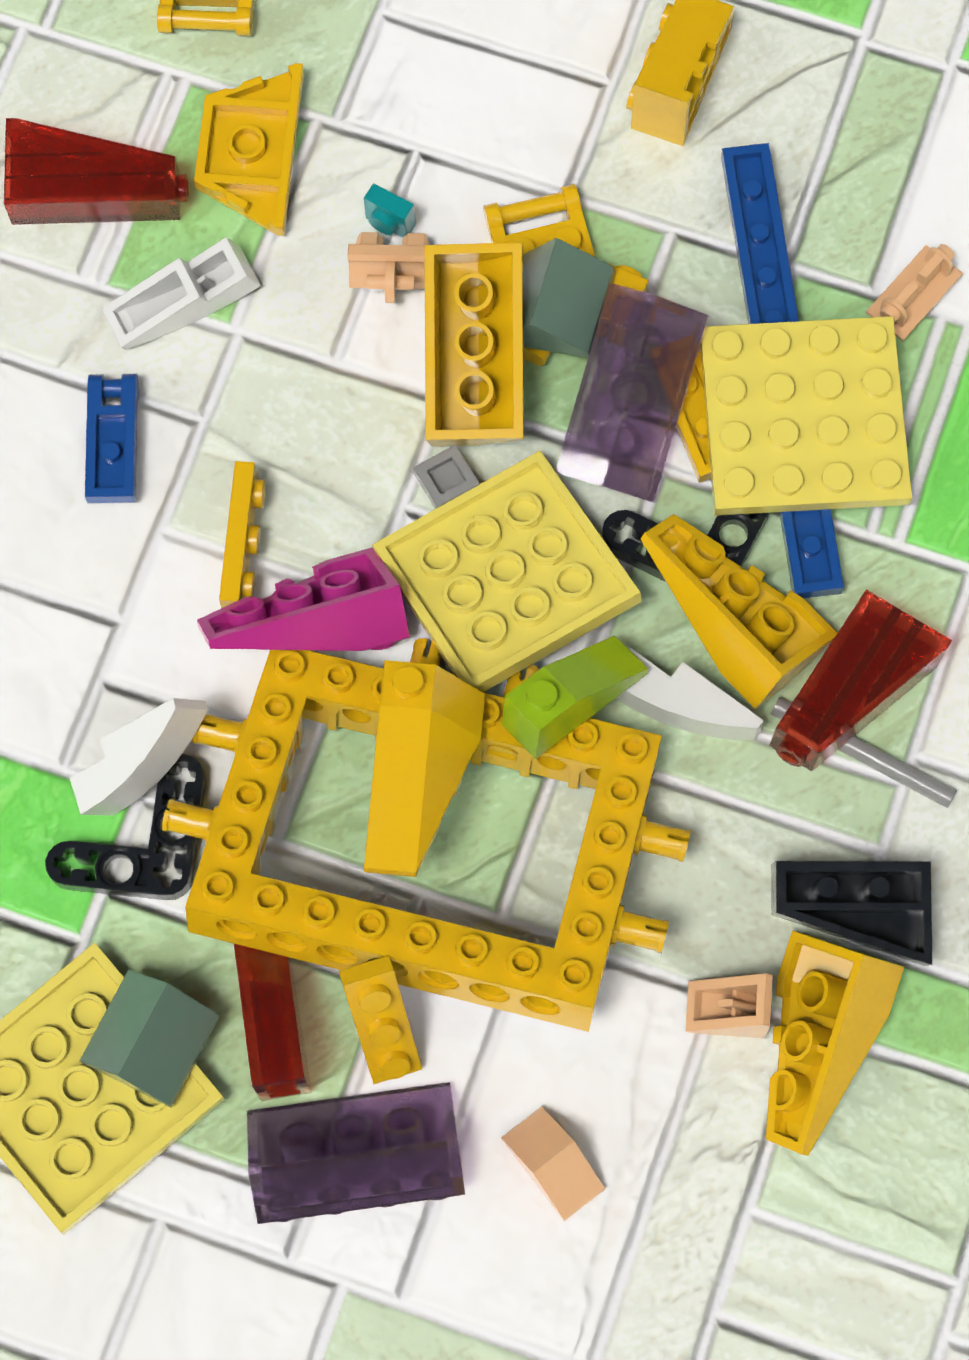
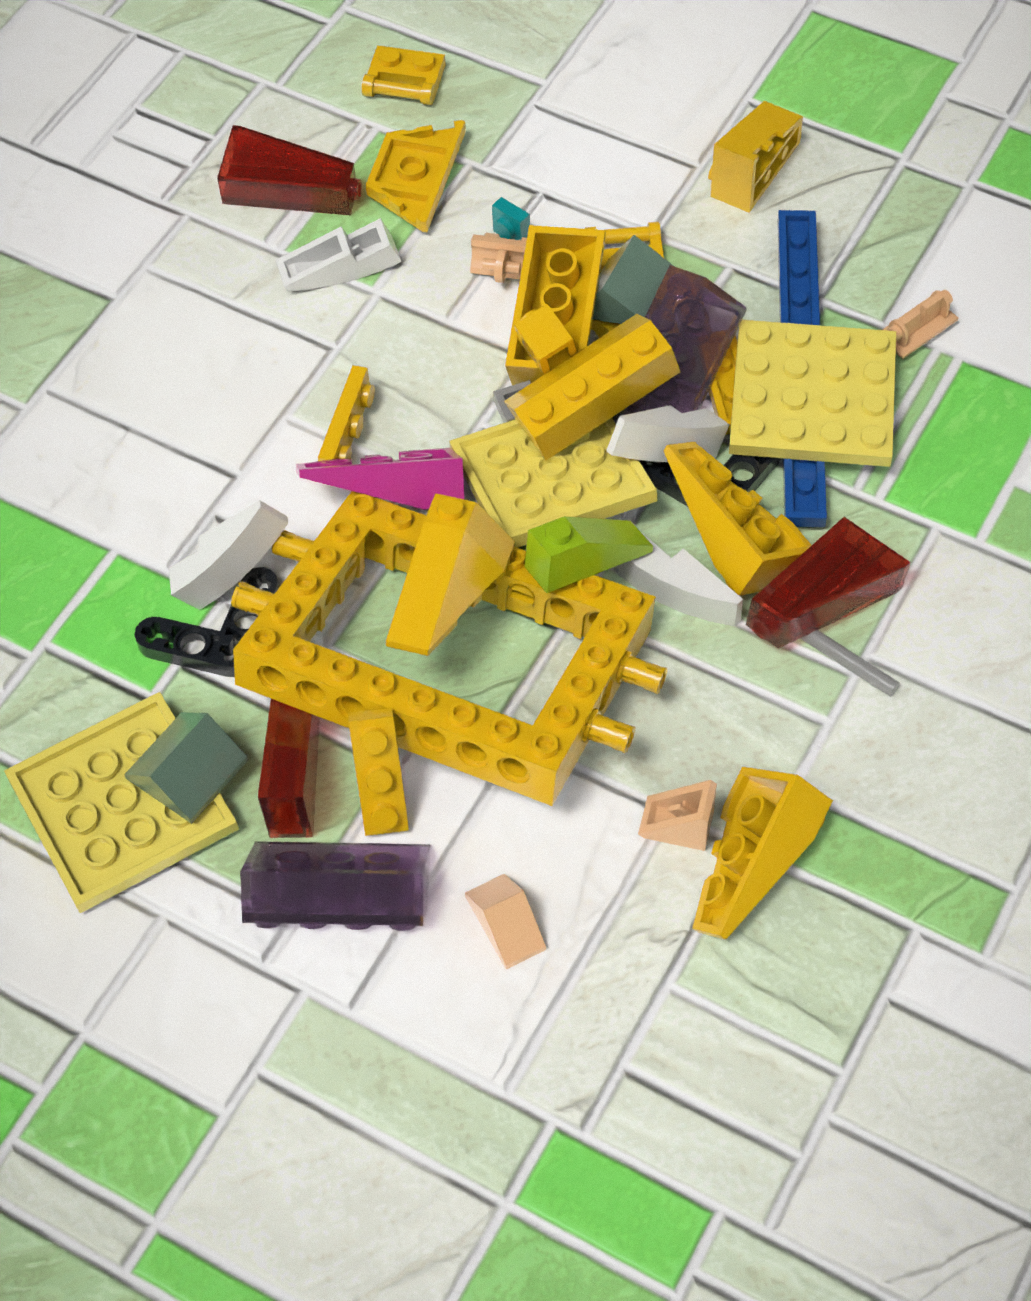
camera: 10 degrees right, 15 degrees down
(111, 439) = (261, 347): blue plate -> none
(472, 407) = (545, 338): none -> yellow brick
(538, 461) = (593, 385): none -> yellow slope
(640, 505) = (648, 432): none -> white slope
(860, 901) = (802, 741): black wedge -> none

